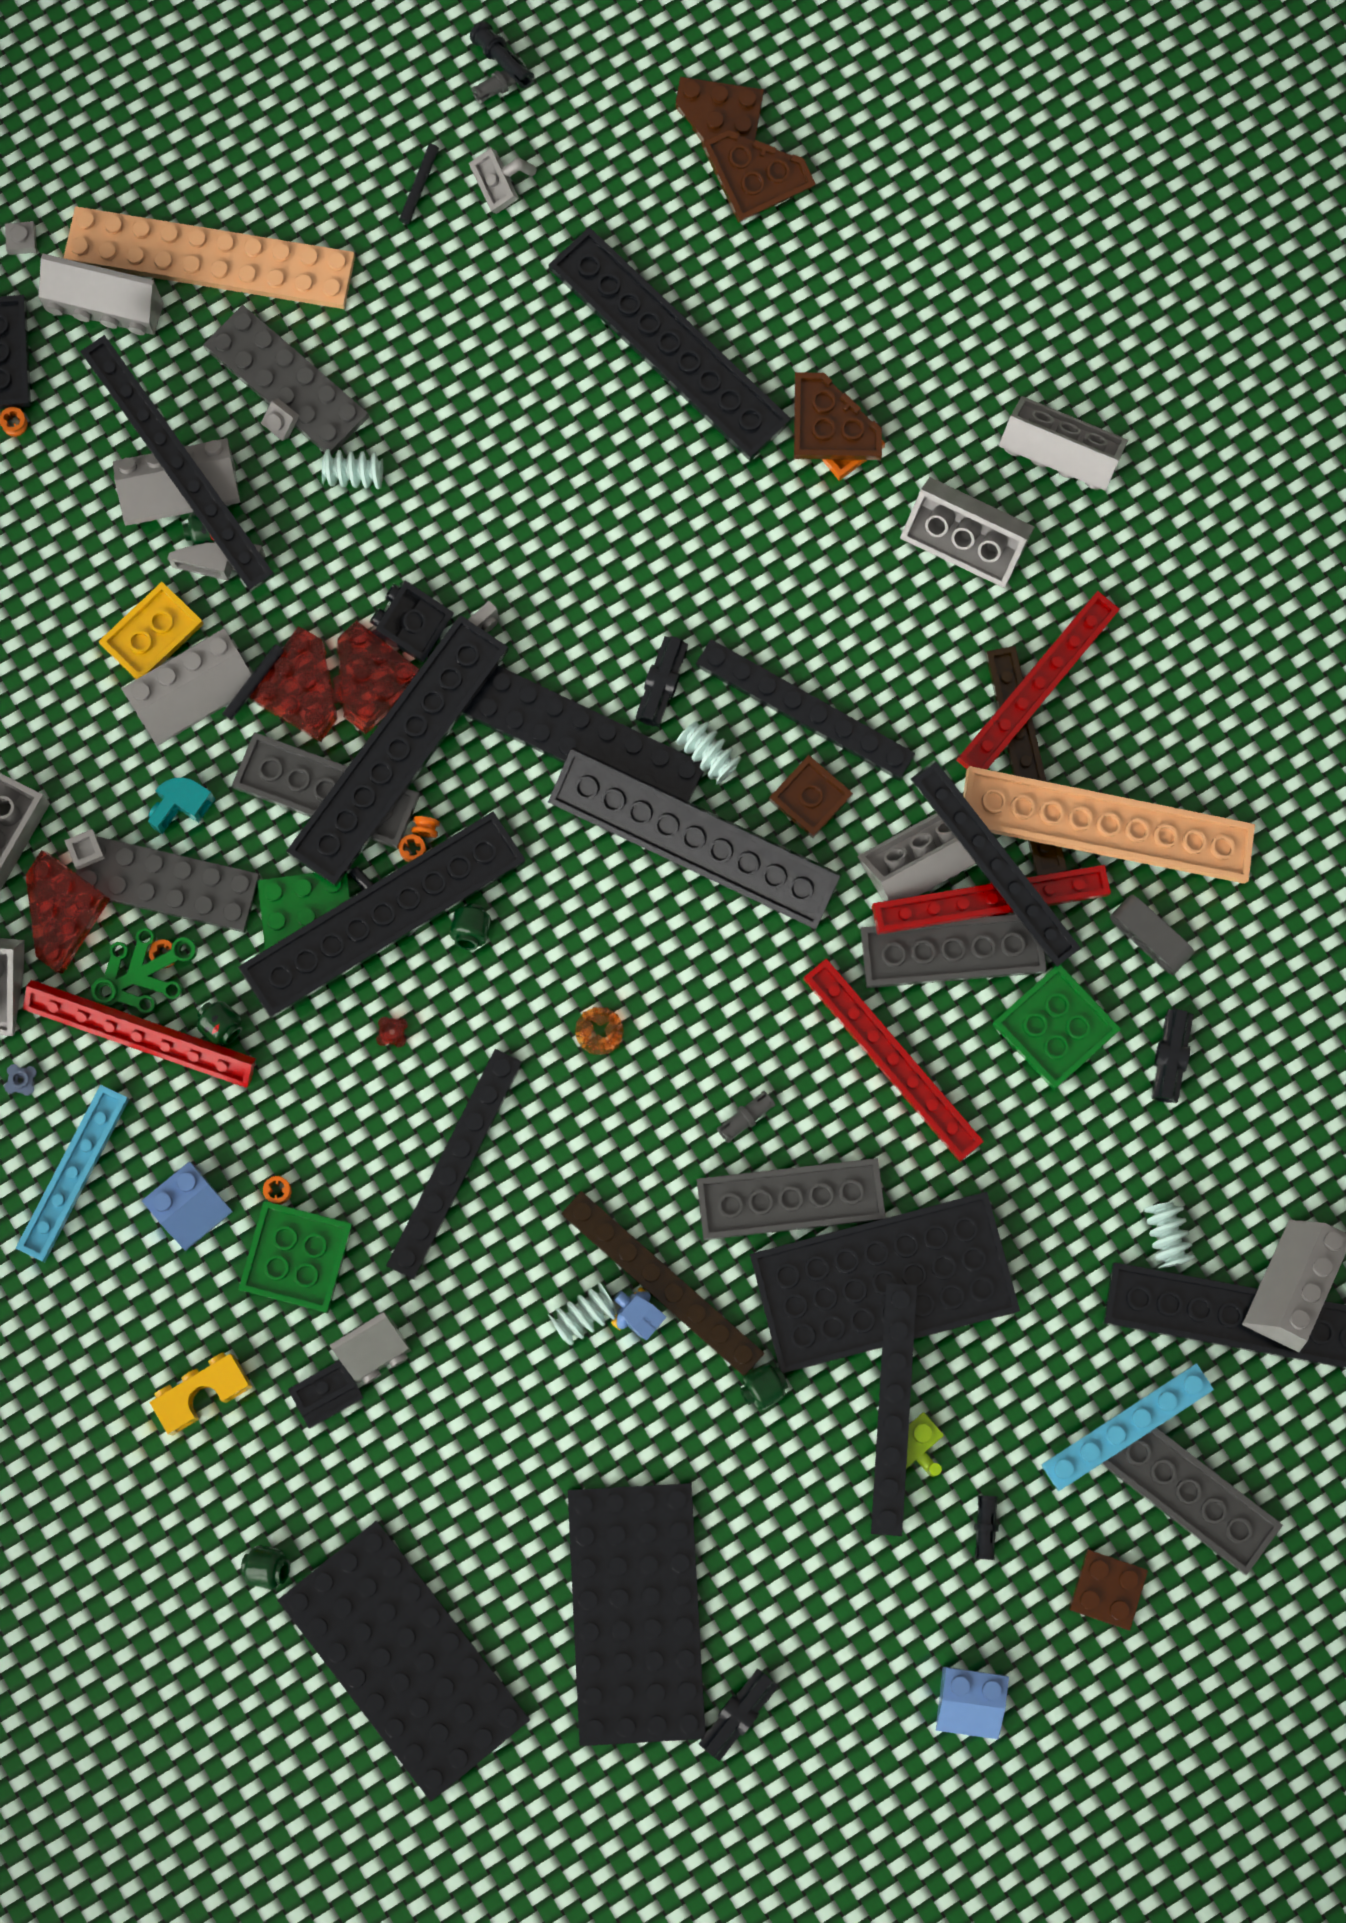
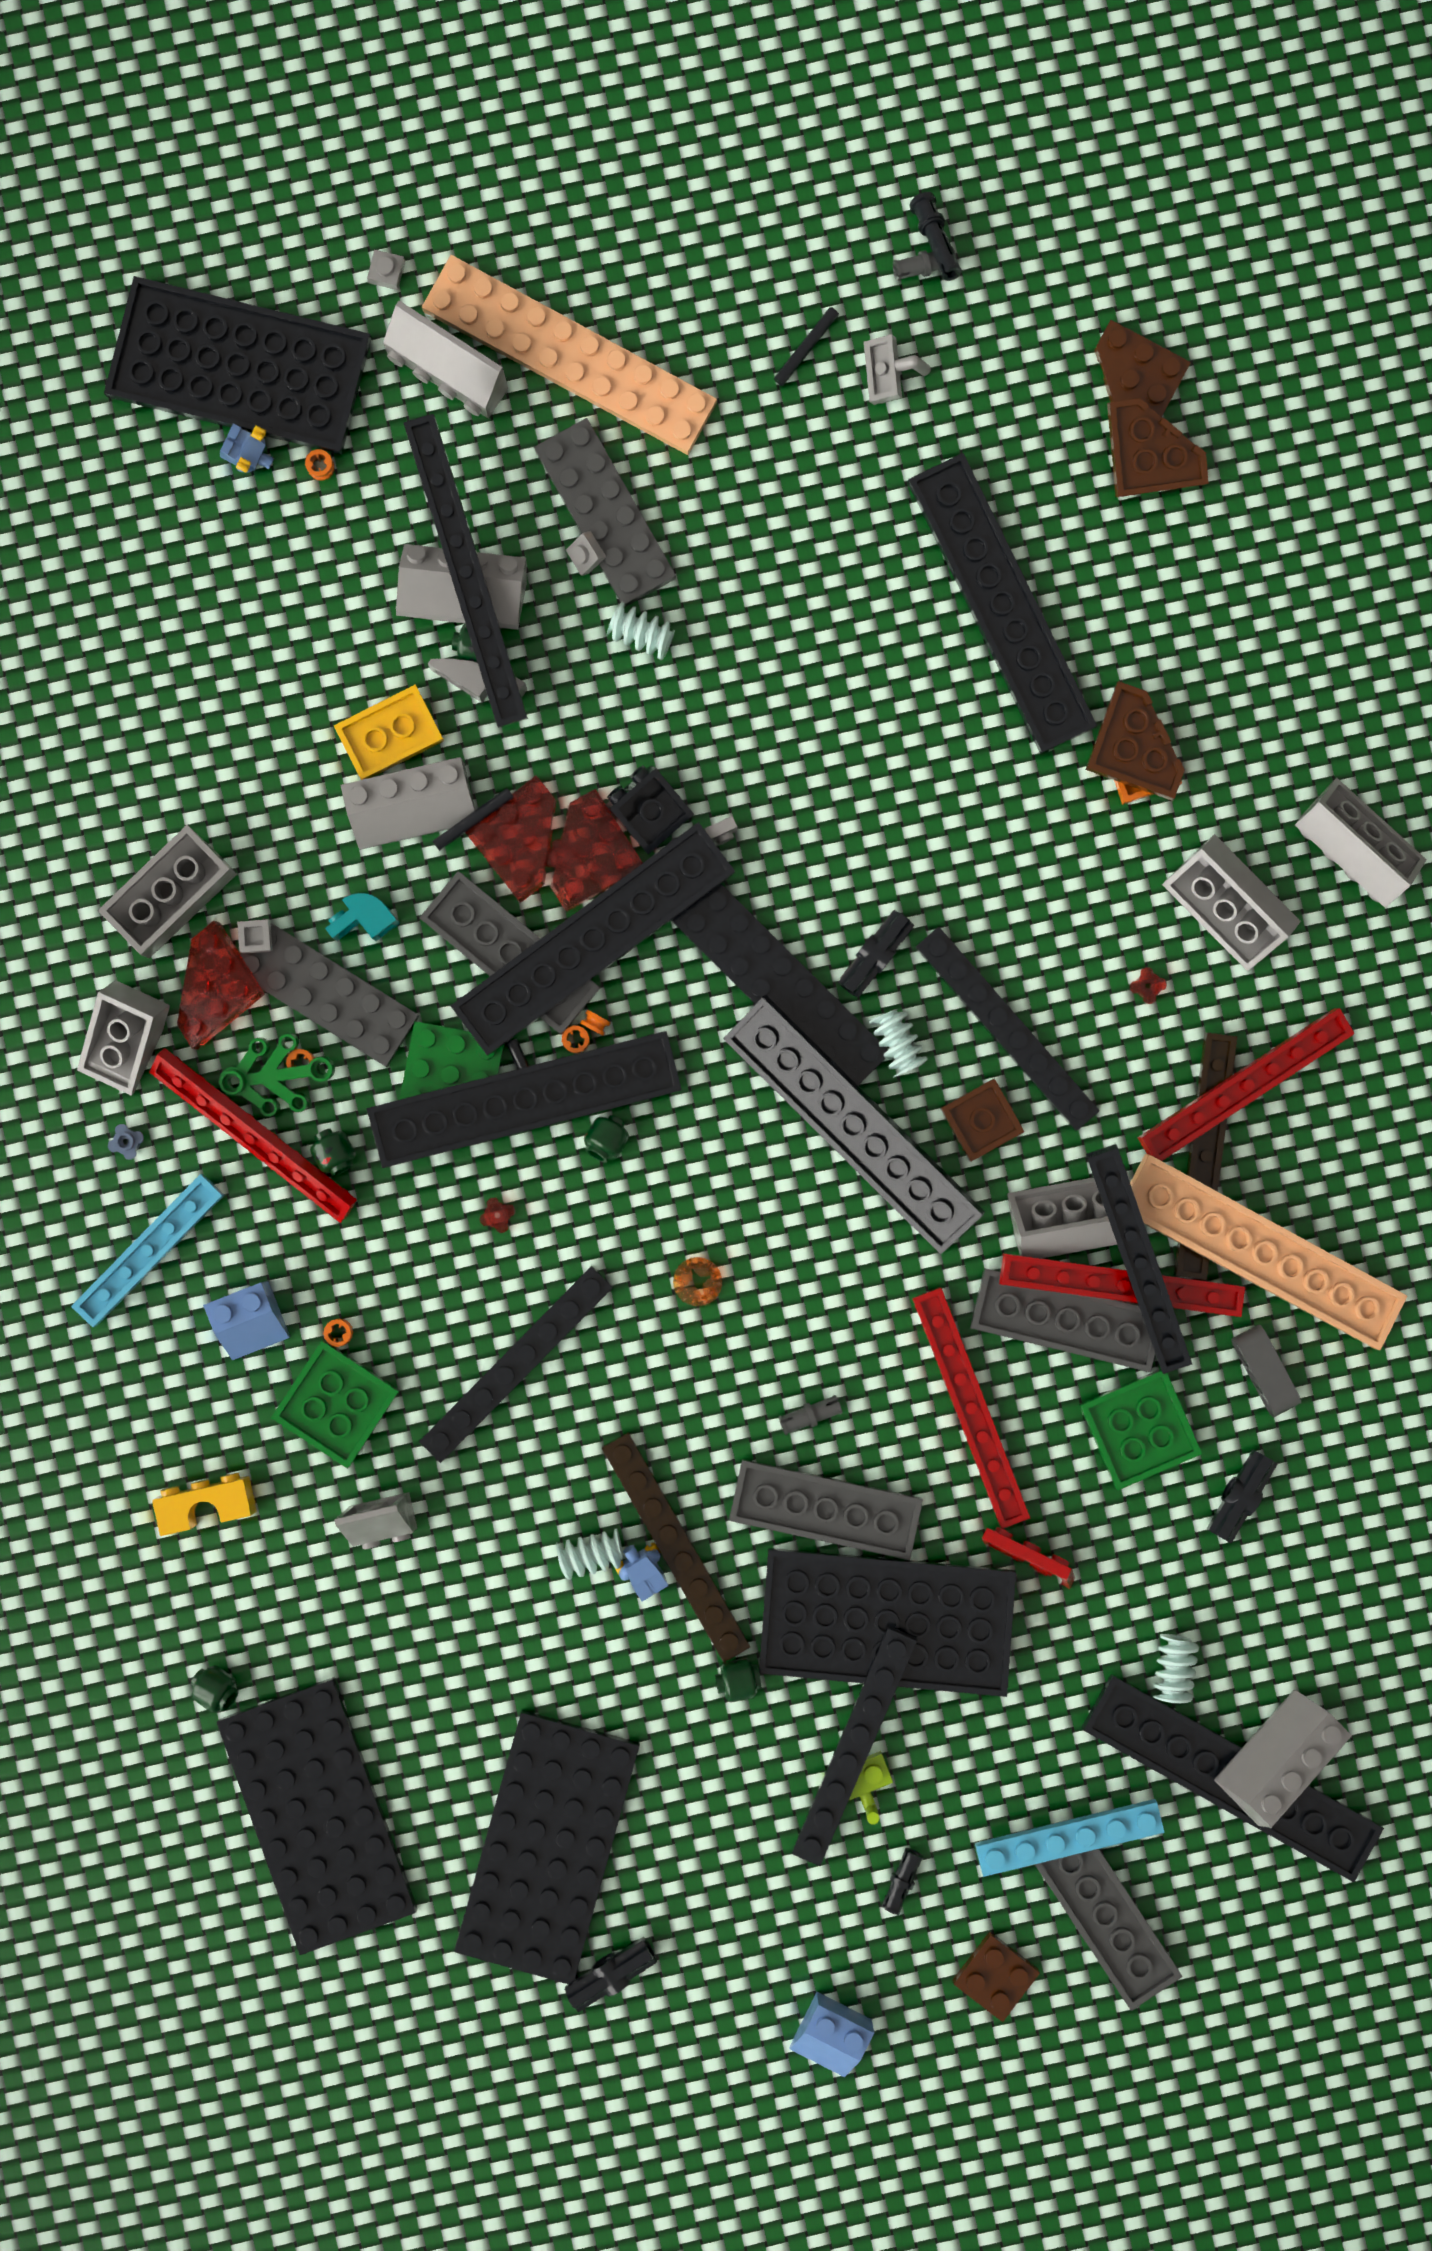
camera: 20 degrees right, 10 degrees up
(325, 1394) = (319, 1546): black plate -> none
(918, 621) = (1157, 985): none -> clear red plate
(1008, 1177) = (1002, 1541): none -> red wing

